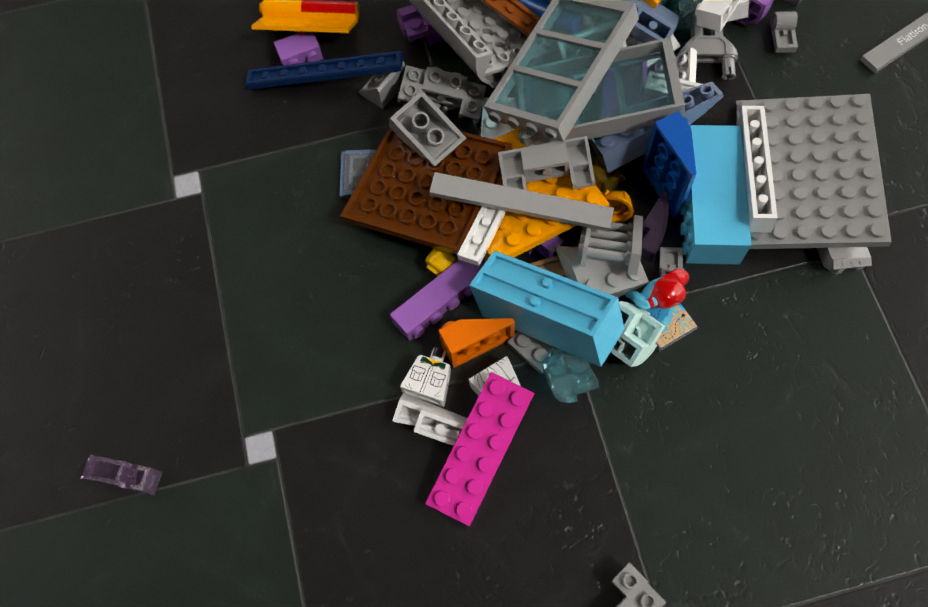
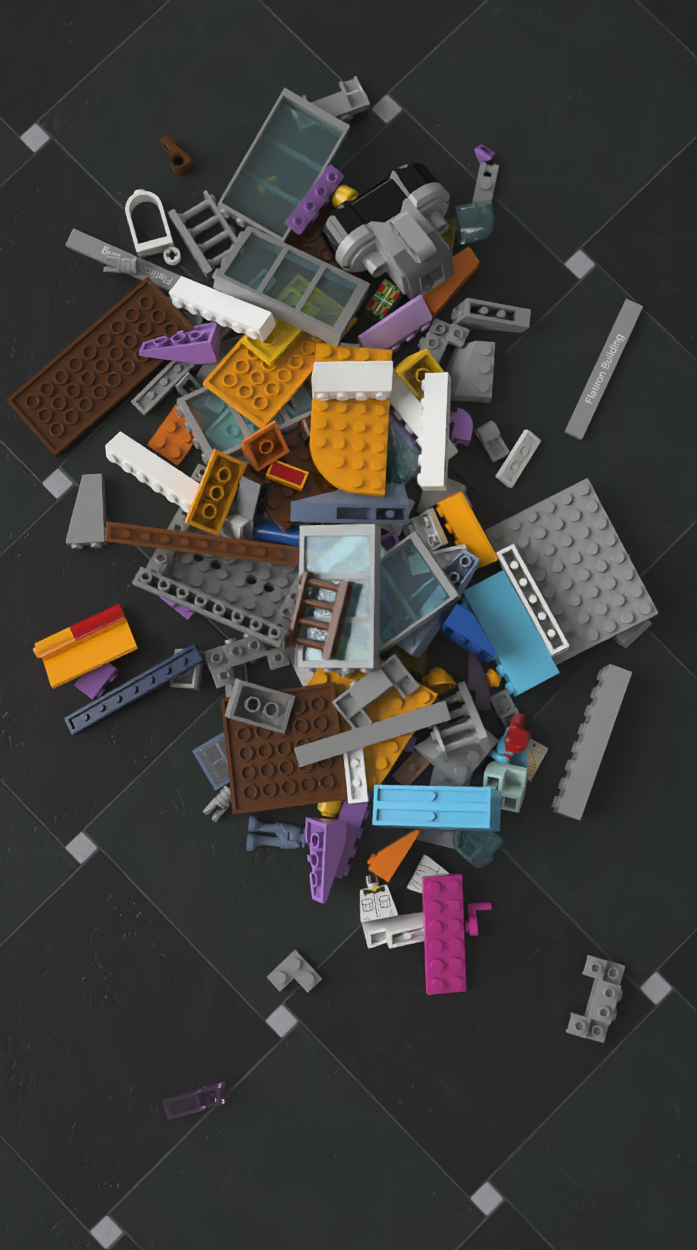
camera: 35 degrees left, 15 degrees up
(306, 400) = (294, 967): none -> light grey plate
(338, 205) = (223, 800): none -> light grey hinge
(381, 271) = (288, 835): none -> sand blue piece
(414, 284) = (326, 846): none -> medium lavender wedge
(515, 457) = (471, 924): none -> dark pink plate
(545, 72) = (333, 628): none -> reddish brown fence
(673, 230) = (493, 678): none -> light orange plate
(720, 66) = (465, 527): none -> light orange slope
(748, 338) = (592, 741): none -> light grey brick
(803, 56) = (518, 458): none -> white plate

